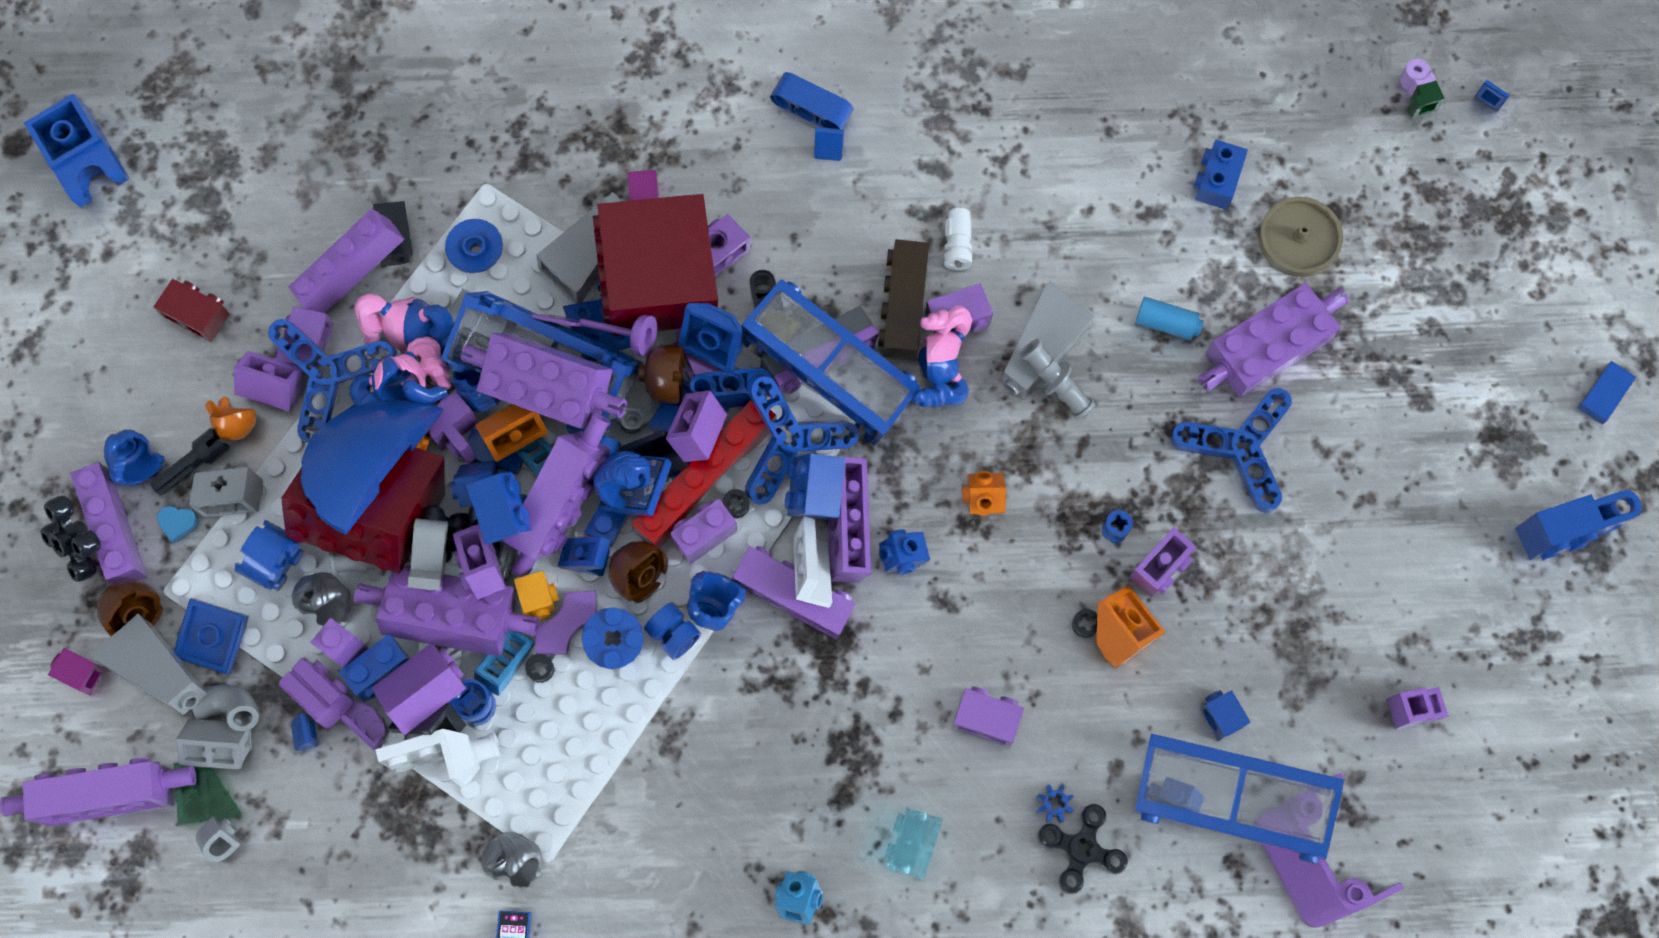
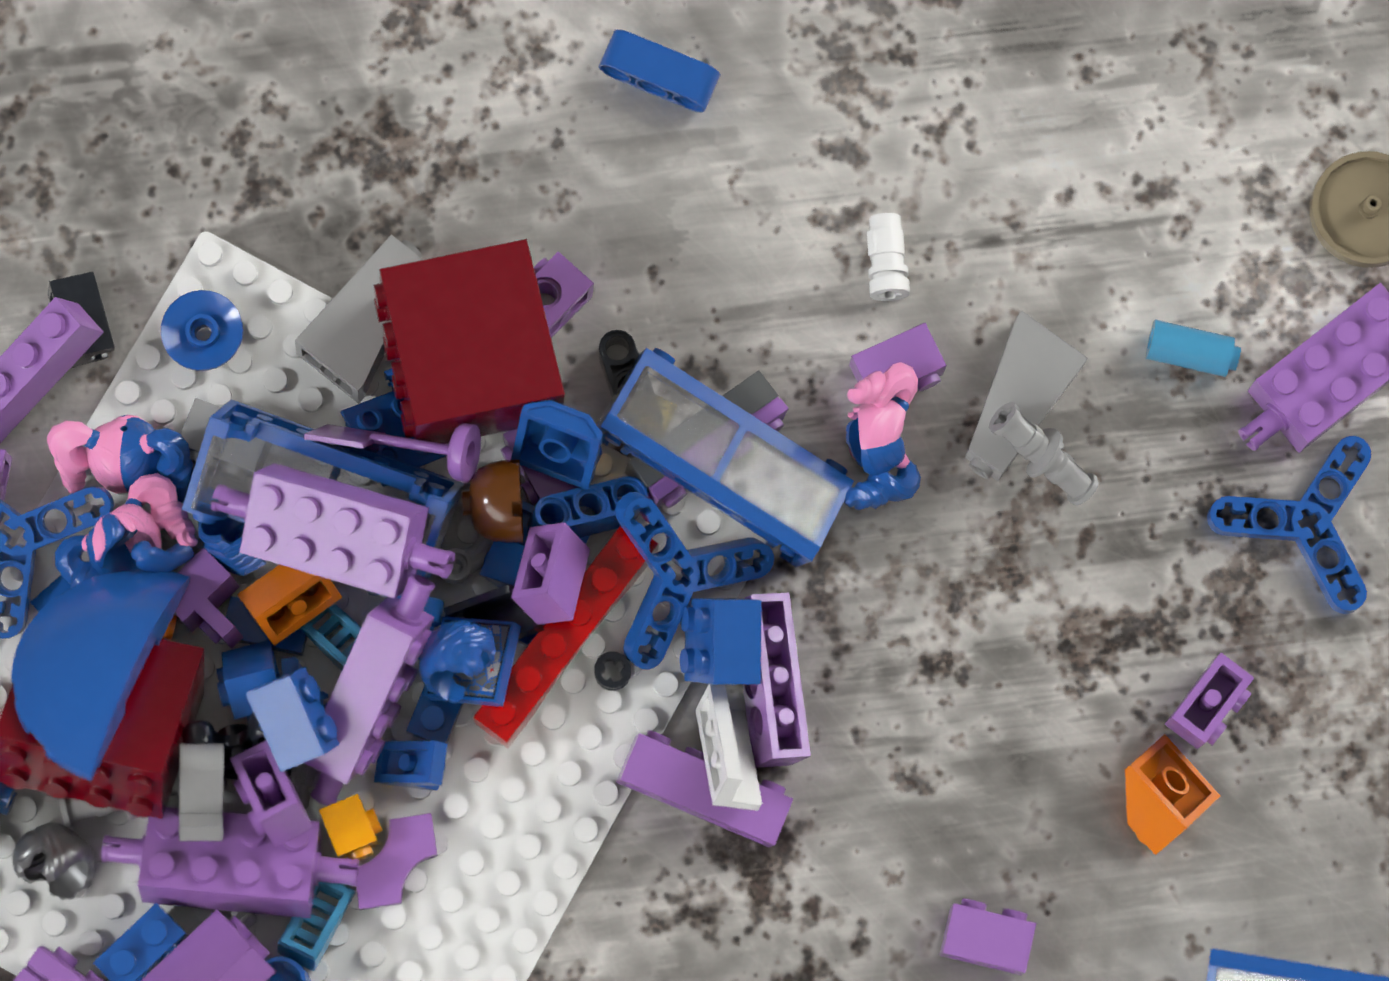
camera: 10 degrees left, 5 degrees up
(338, 643) = (91, 925): medium lavender brick -> none
(536, 677) = (368, 914): black bush -> none
(612, 620) = (463, 855): blue brick -> none
(636, 569) = (484, 779): reddish brown cylinder -> none
(643, 185) = (433, 226): magenta brick -> none
(673, 632) = (545, 860): blue wheel -> none
(703, 531) = (573, 716): medium lavender brick -> none
(713, 600) = (598, 812): blue hair -> none
(828, 143) = (690, 130): blue slope -> none
(903, 551) = (851, 718): blue brick -> none
(905, 299) = (820, 354): dark brown brick -> none
(985, 493) = (956, 625): orange brick -> none
(1081, 631) = (1105, 806): black bush -> none
(1112, 533) = (1137, 665): blue bush -> none
(1221, 174) = (1249, 128): blue brick -> none
(1224, 714) = (1307, 903): blue brick -> none

